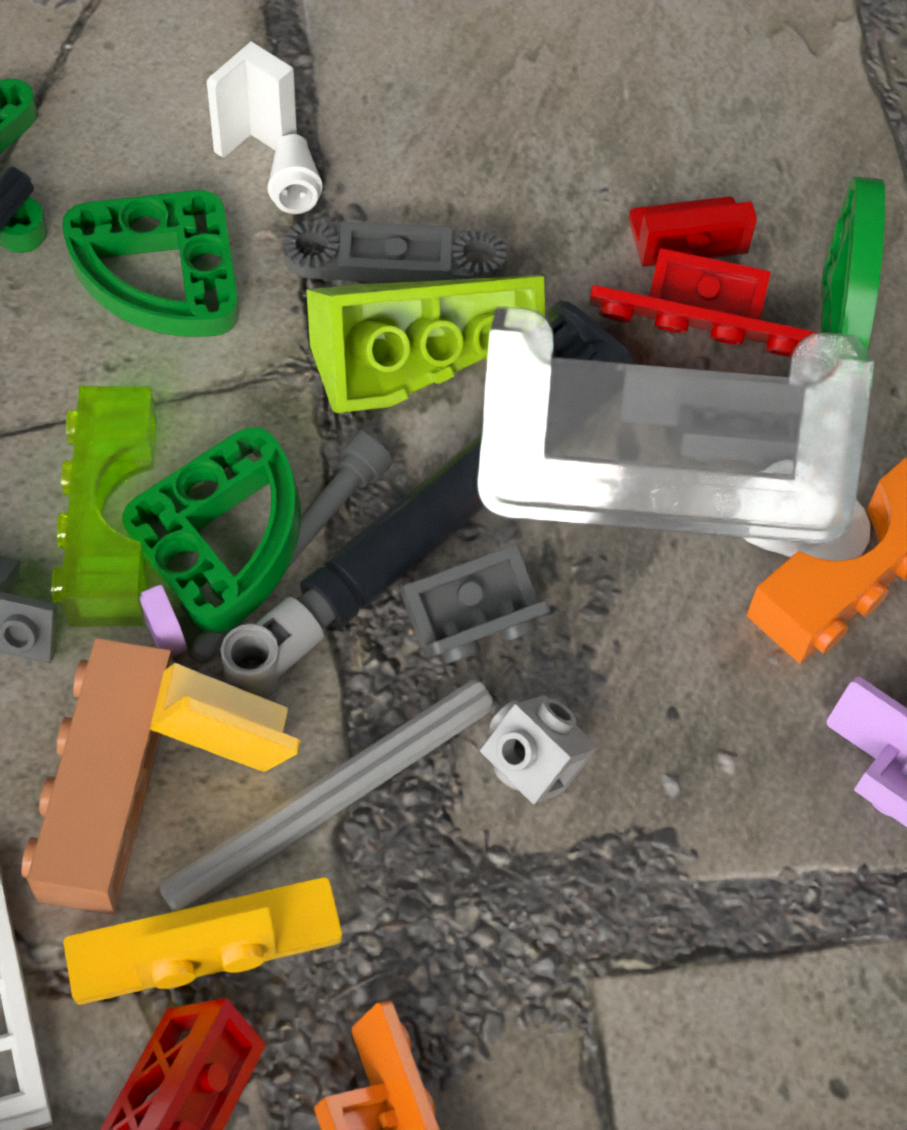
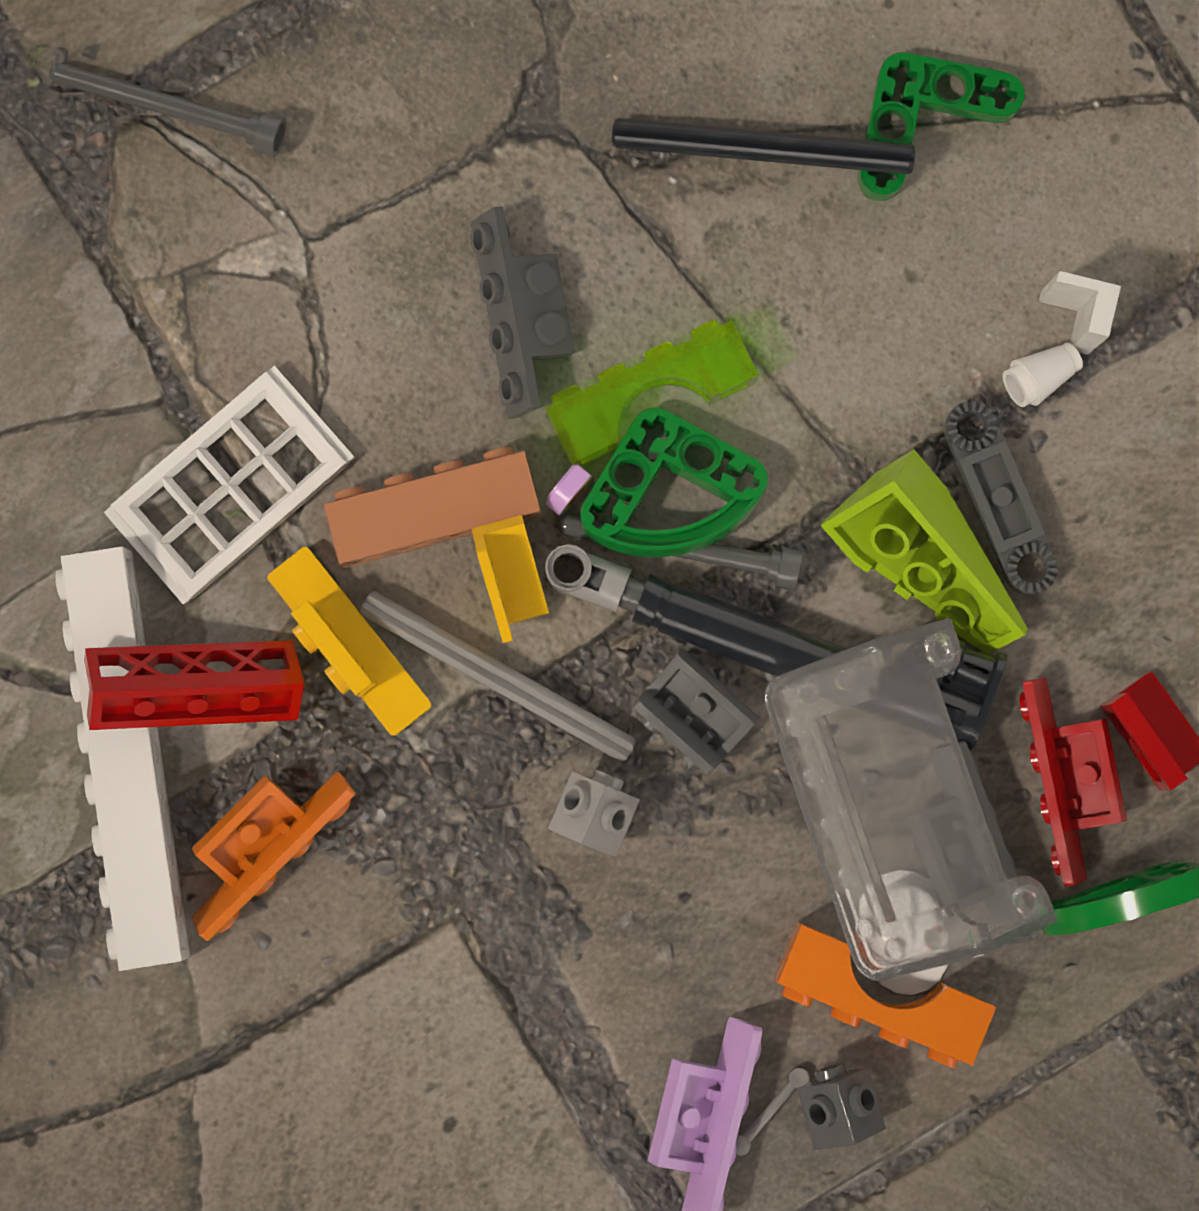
camera: 70 degrees right, 25 degrees up
(174, 232) = (935, 303): green beam -> none

